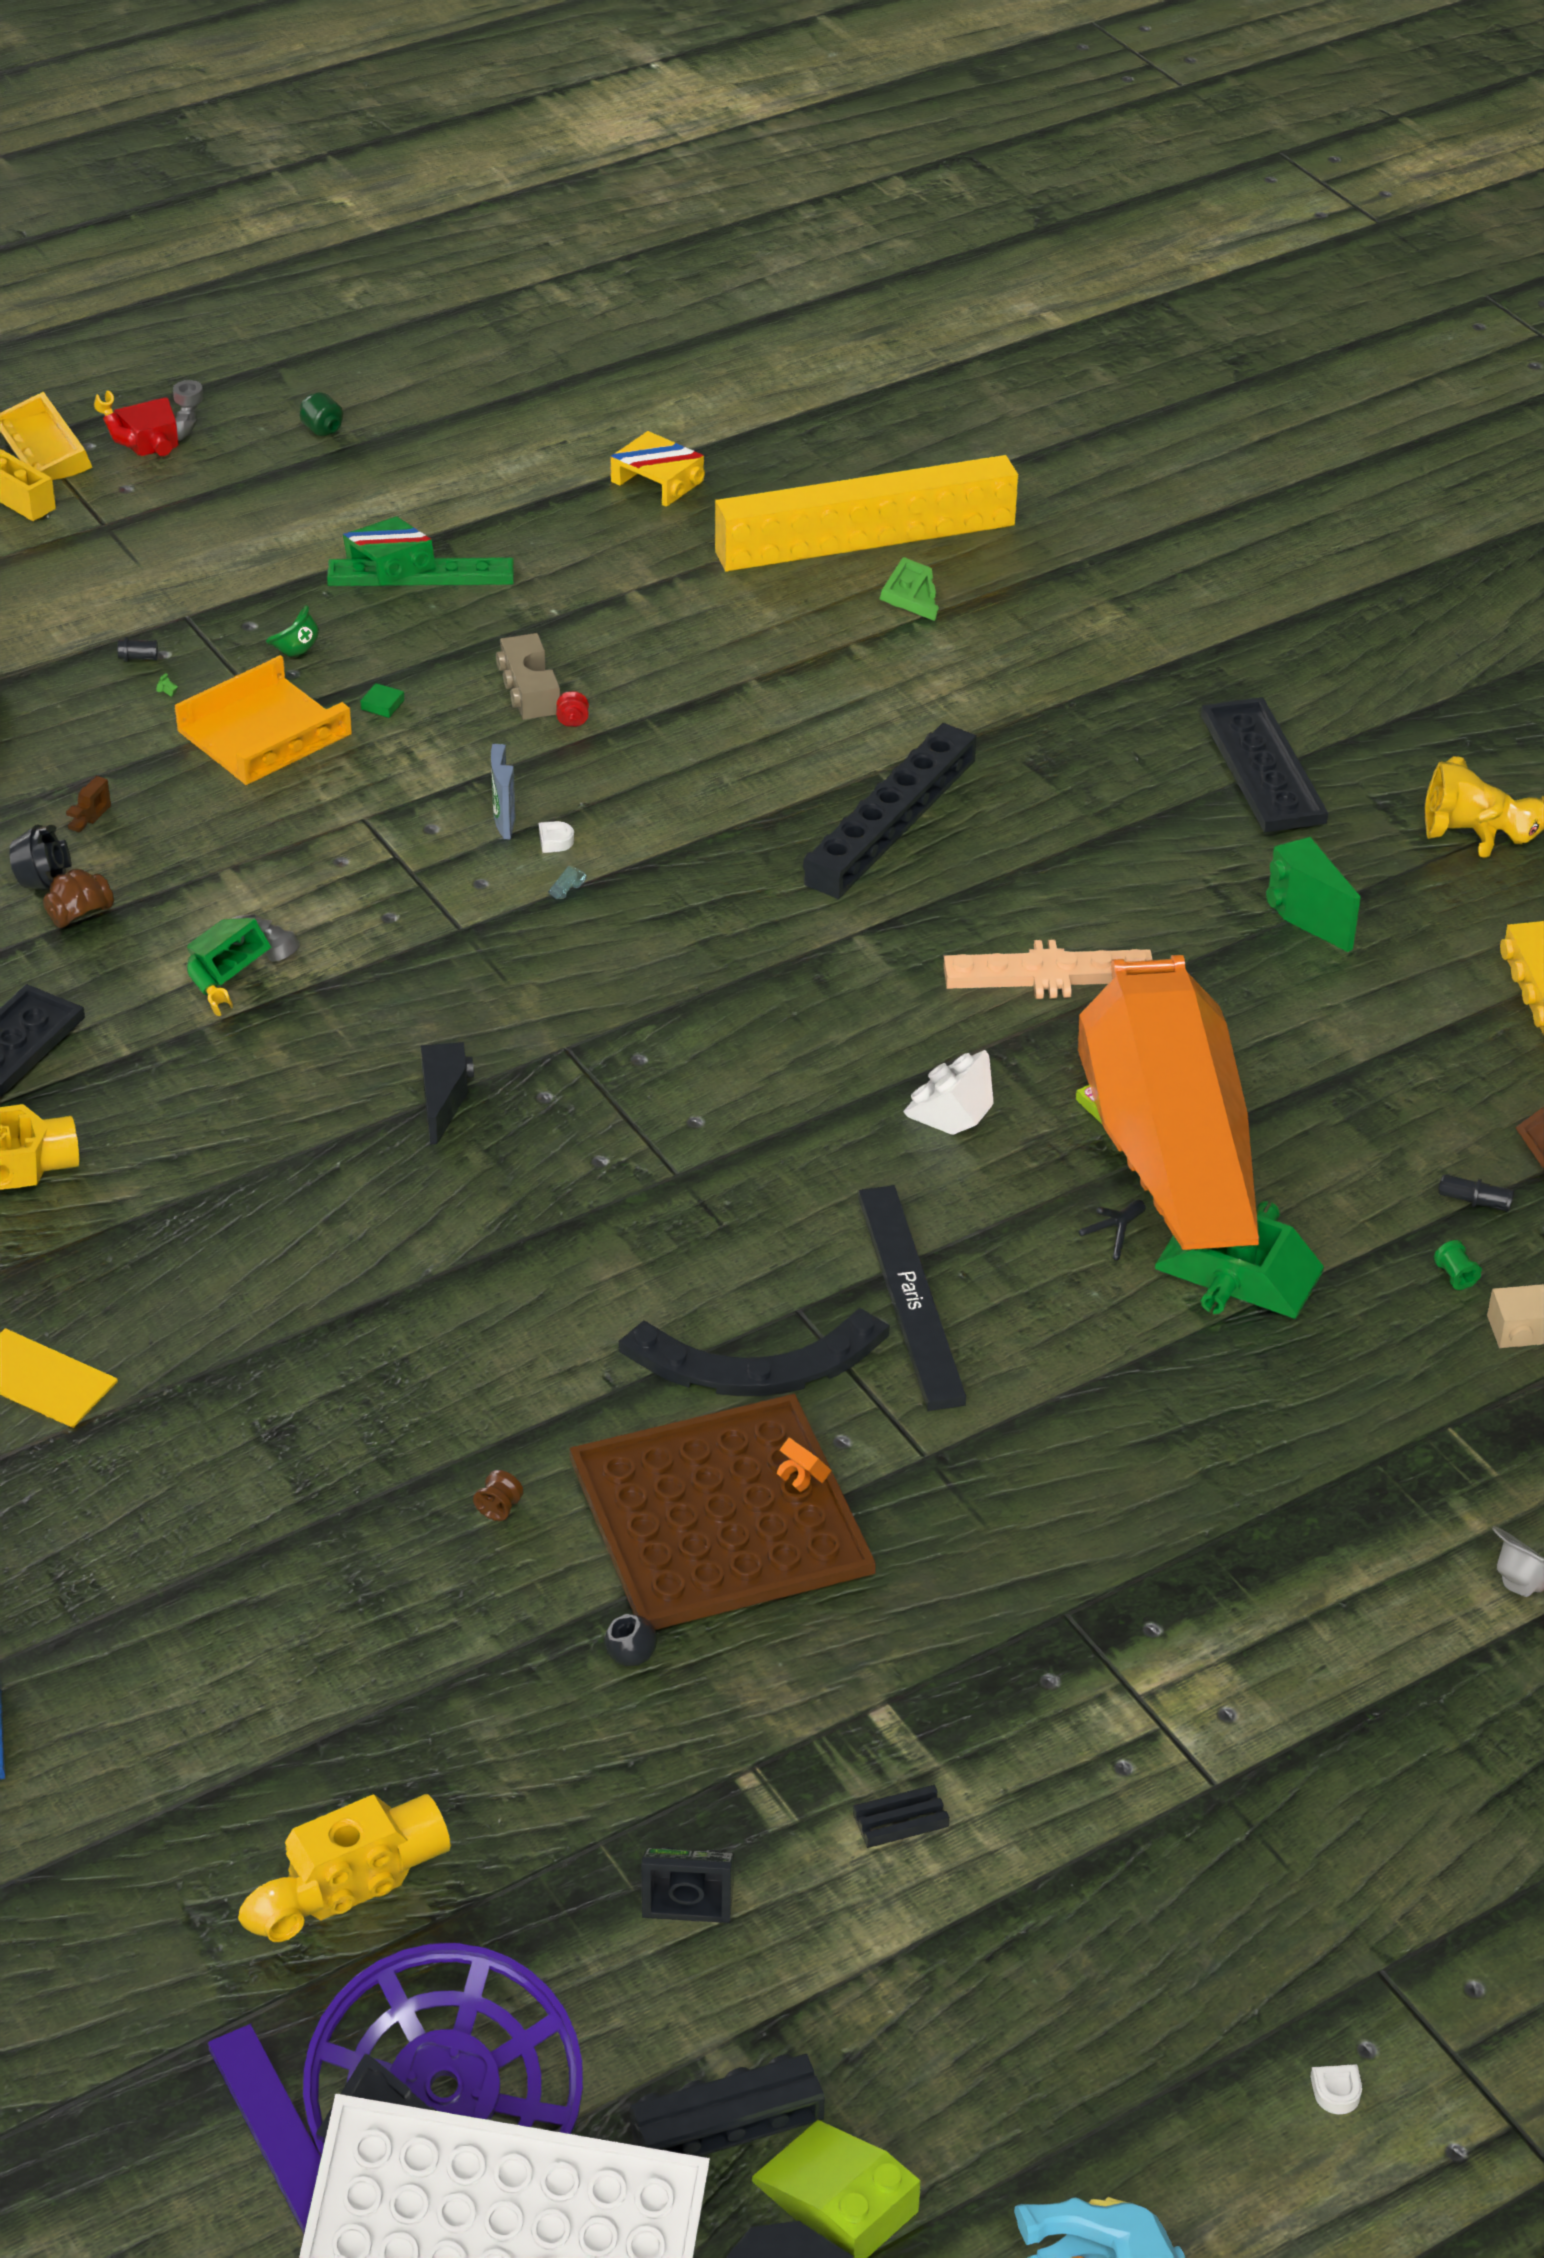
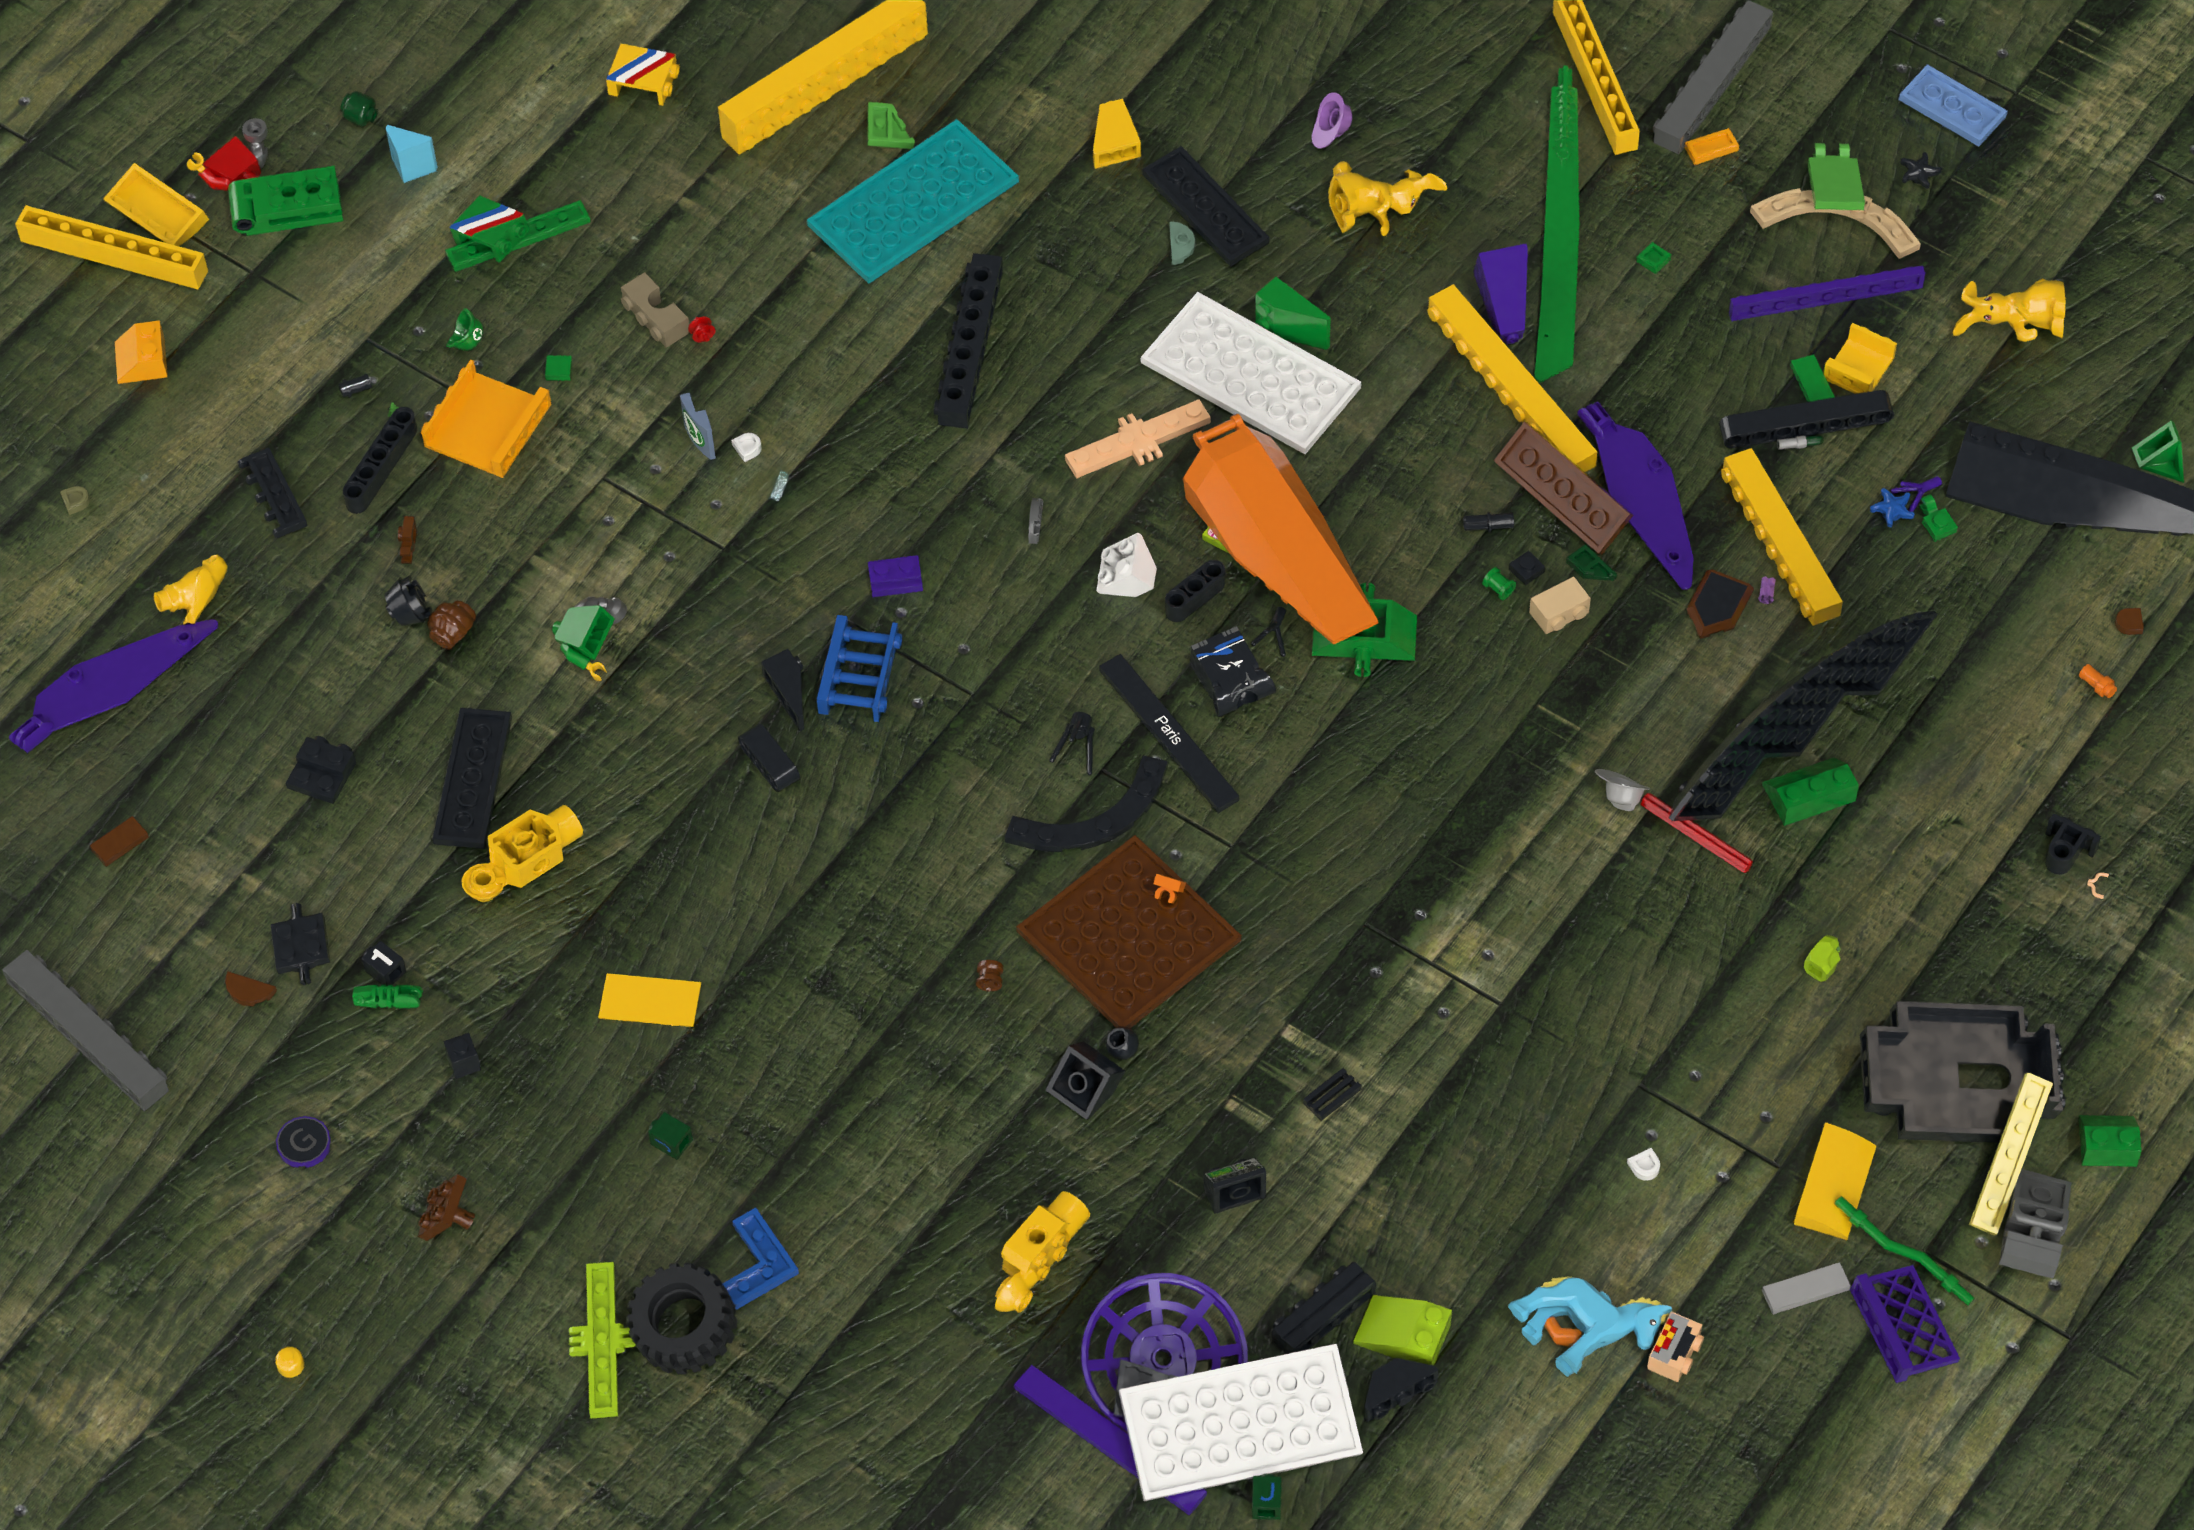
camera: 20 degrees left, 15 degrees up
(112, 722) = (380, 460): none -> black beam
(183, 469) = (285, 201): none -> green hinge
(348, 461) = (411, 153): none -> medium azure slope
(368, 1155) = (769, 757): none -> black beam
(529, 1070) = (838, 654): none -> blue fence
(552, 1668) = (1084, 1079): none -> black slope
(653, 1017) = (895, 576): none -> dark purple plate
(790, 1249) = (1078, 728): none -> black plant
(866, 1009) = (1035, 520): none -> dark grey tile
(902, 662) = (912, 201): none -> teal plate
(1029, 1247) = (1229, 671): none -> black piece
(1032, 1146) = (1205, 587): none -> black beam
(1183, 667) = (1115, 135): none -> yellow slope
(1213, 792) = (1182, 242): none -> sand green plate
(1235, 943) = (1251, 372): none -> white plate
(1471, 723) = (1332, 120): none -> medium lavender piece
(1506, 1261) = (1527, 568): none -> black plate

